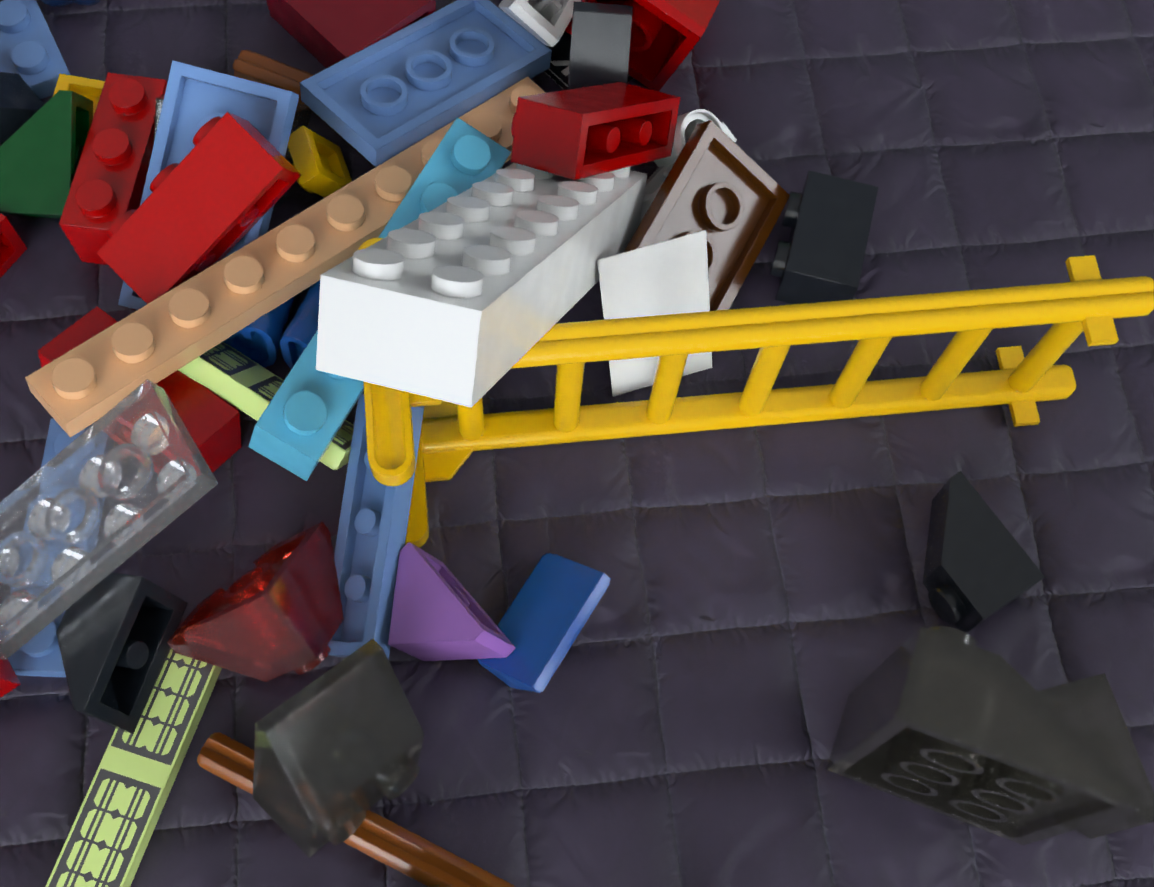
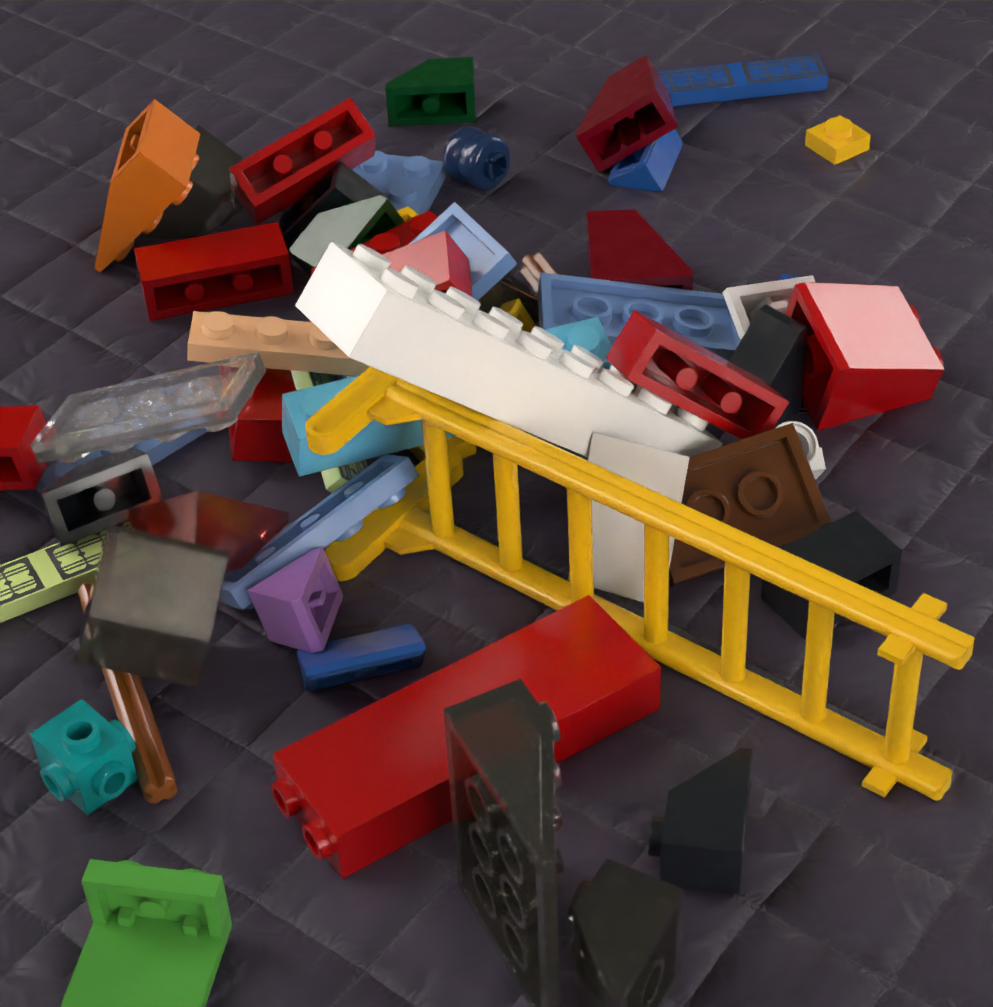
camera: 50 degrees right, 25 degrees down
(711, 637) = (384, 769): none -> red brick

